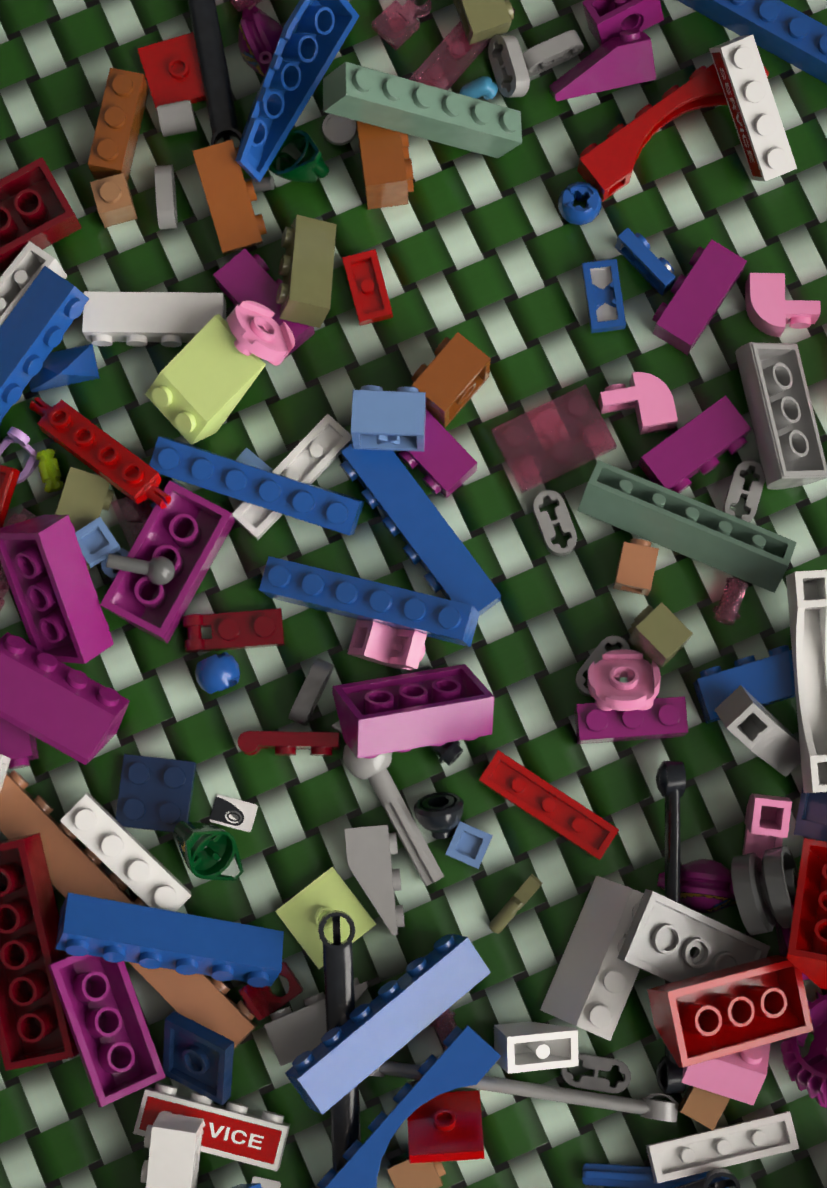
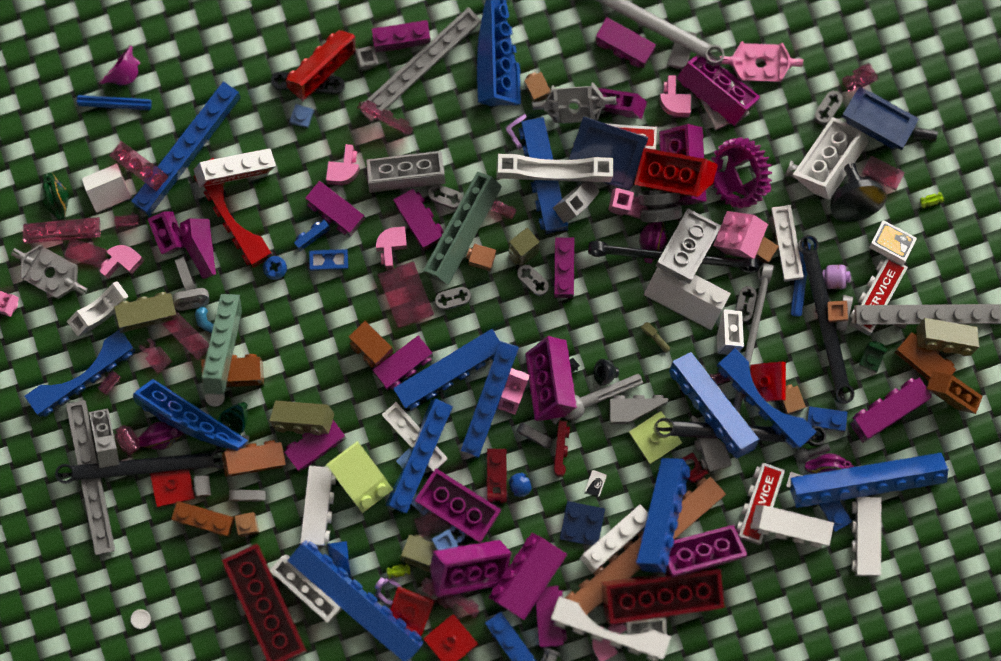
camera: 90 degrees left, 0 degrees up
(100, 452) = (393, 539): red plate -> none
(158, 570) = (463, 508): dark grey bar -> none
(198, 1057) = (724, 506): dark blue plate -> none
(209, 851) = (616, 495): dark green hat -> none
(259, 333) = (339, 443): bright pink plate -> none
(367, 287) = (311, 387): red plate -> none
(388, 419) = (394, 377): medium blue brick -> none
(468, 845) = (623, 358): medium blue plate -> none
(548, 805) = (605, 315): red plate -> none
(635, 694) = (553, 268): bright pink plate -> none
(731, 1010) = (719, 229): red slope -> none

